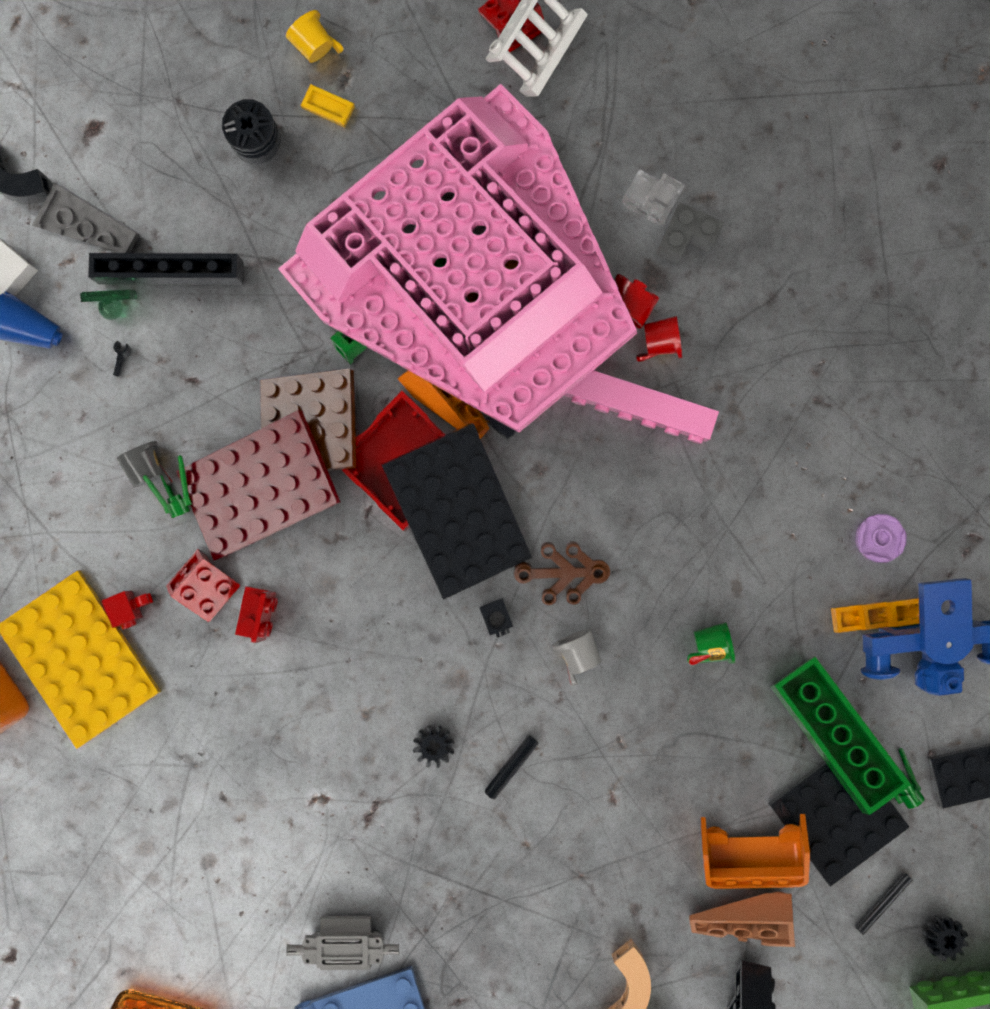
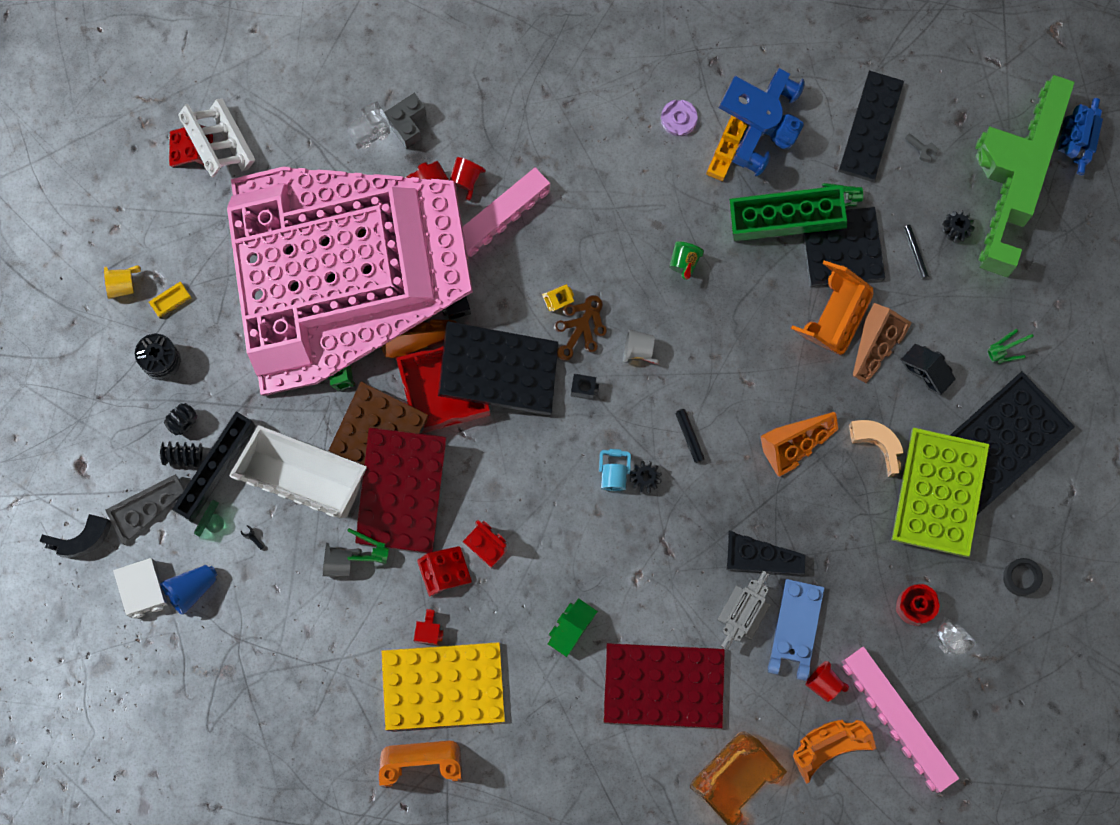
camera: 70 degrees left, 10 degrees down
(159, 224) = (181, 455): none -> black piece
(197, 365) = (299, 472): none -> white piece
(198, 200) = (180, 419): none -> black gear
(215, 900) = (664, 686): none -> dark red plate
(217, 765) = (571, 626): none -> green brick
(413, 710) = (614, 475): none -> medium azure piece
(418, 922) = (758, 556): none -> black wing
(568, 885) = (791, 442): none -> orange wedge
(584, 537) = (566, 297): none -> yellow brick

